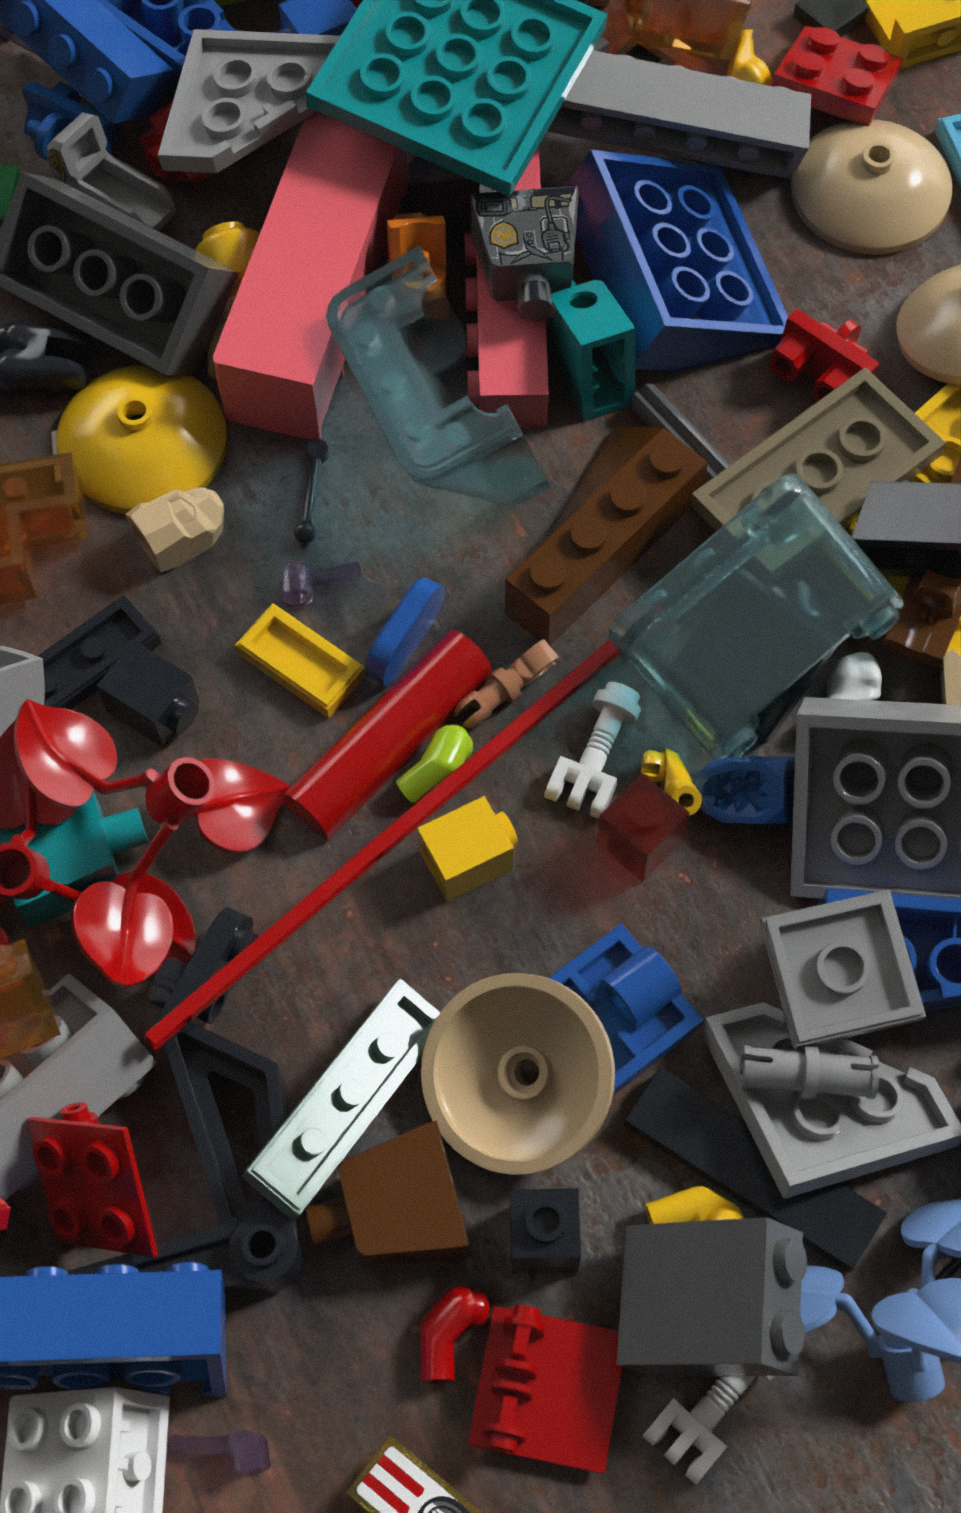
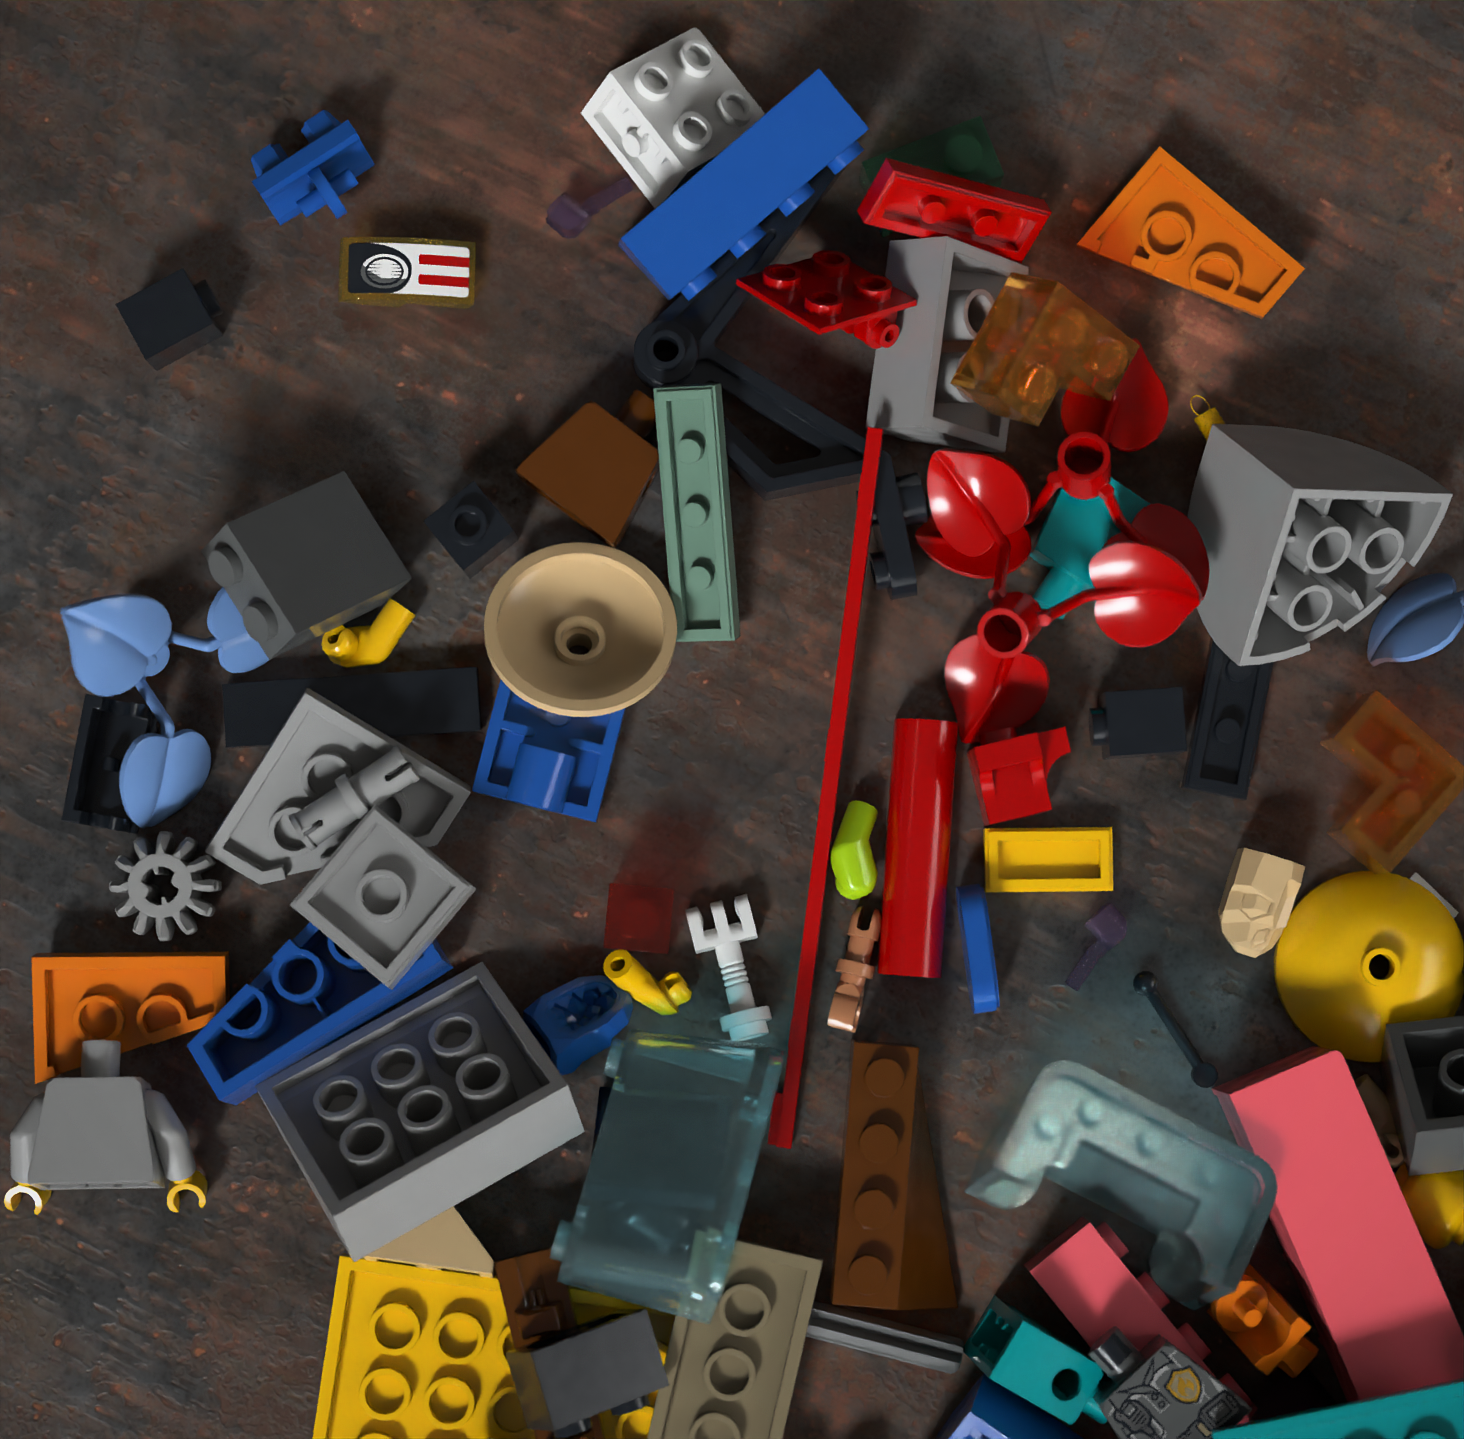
camera: 140 degrees right, 20 degrees up
(270, 727) = (1014, 771): none -> red brick
(443, 1325) = (496, 409): red arm -> none
(467, 847) = (768, 793): yellow brick -> none
(547, 1389) = (387, 423): red hinge -> none
(698, 1424) = (259, 478): white hinge -> none
(855, 678) = (559, 1186): white animal -> none

